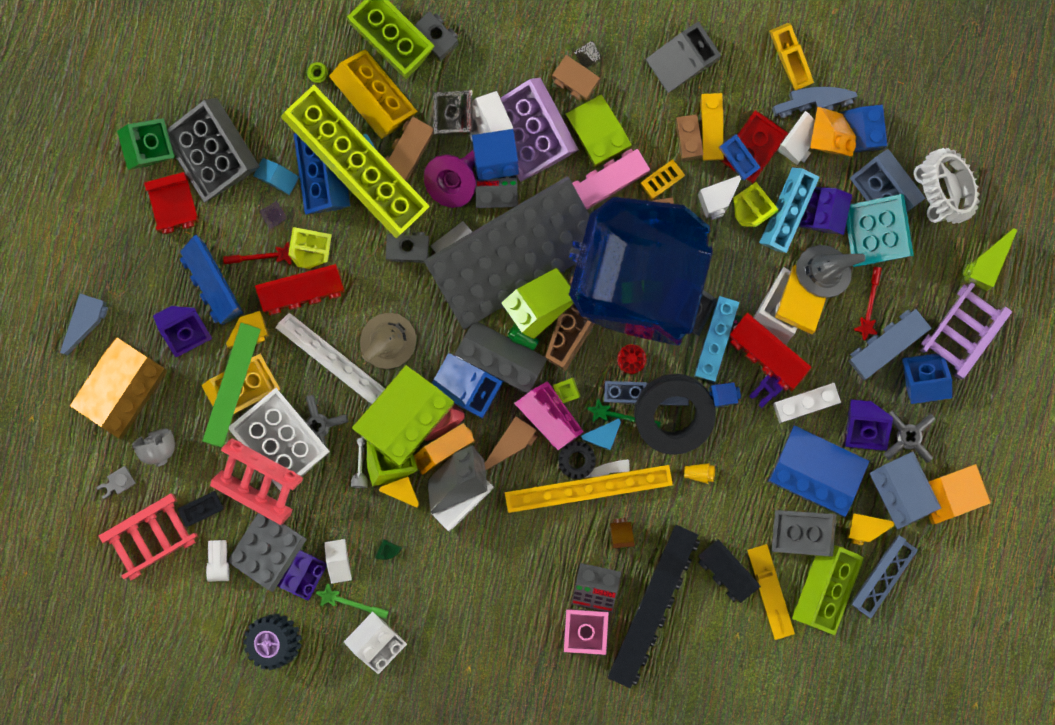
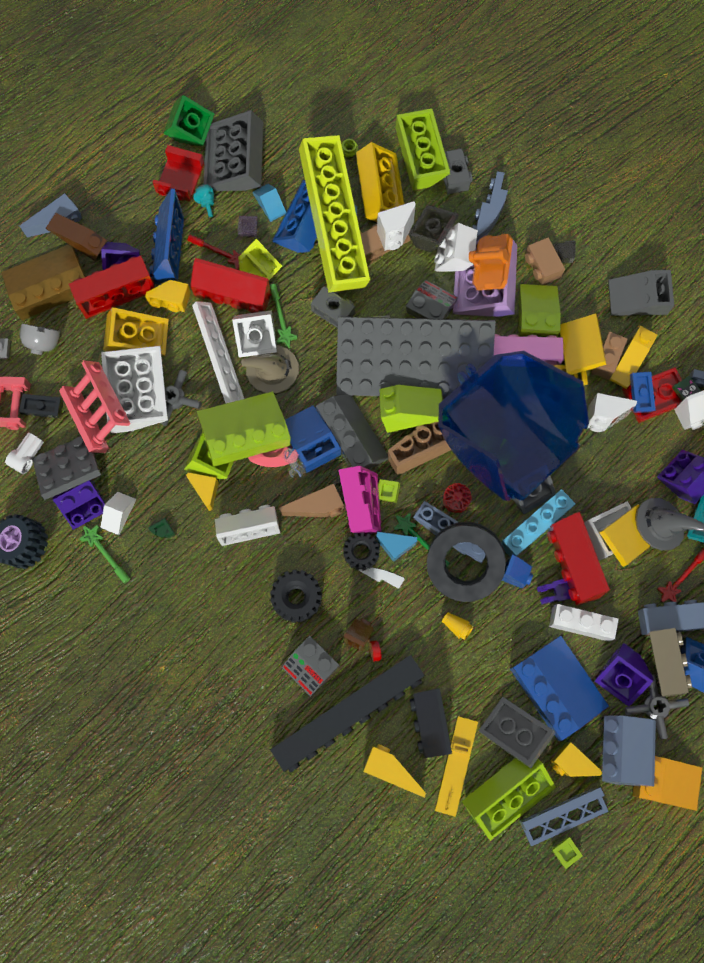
camera: 30 degrees right, 10 degrees down
(122, 328) = (77, 236): none -> reddish brown slope
(191, 357) = (111, 287): none -> red slope
(212, 209) = (205, 196): none -> teal piece
(231, 385) = (125, 322): bright green tile -> none
(351, 318) = (255, 333): none -> white slope
(360, 480) = (177, 459): hinge -> none
(375, 643) = (100, 596): white slope -> none
(377, 299) = (285, 333): none -> bright green piece
(419, 139) = (395, 225): none -> white slope
(443, 448) = (259, 474): light orange slope -> none
(451, 179) = (400, 276): magenta piece -> none
(457, 480) = (254, 504): dark grey slope -> none
(462, 416) = (290, 456): none -> clear arm
(494, 62) = (491, 210): none -> sand blue slope
(495, 154) = (446, 273): blue slope -> none
(520, 338) = (378, 428): green cone -> none
(529, 116) = (491, 262): none -> orange shield
(556, 523) = (285, 585): none -> black tyre
(586, 631) = (277, 698): bright pink brick -> none
(588, 488) = (356, 580): yellow plate -> none
(643, 539) = (375, 650): none -> red tile
(659, 144) = (582, 344): none -> yellow tile
(712, 631) = (389, 769): none -> yellow slope
(753, 206) = (630, 438): neon yellow slope -> none
(777, 128) = (685, 388): none -> tile
(791, 208) = (660, 457): medium azure brick -> none
(897, 394) = (670, 662): none -> dark tan slope
(902, 605) = (567, 852): none -> lime plate

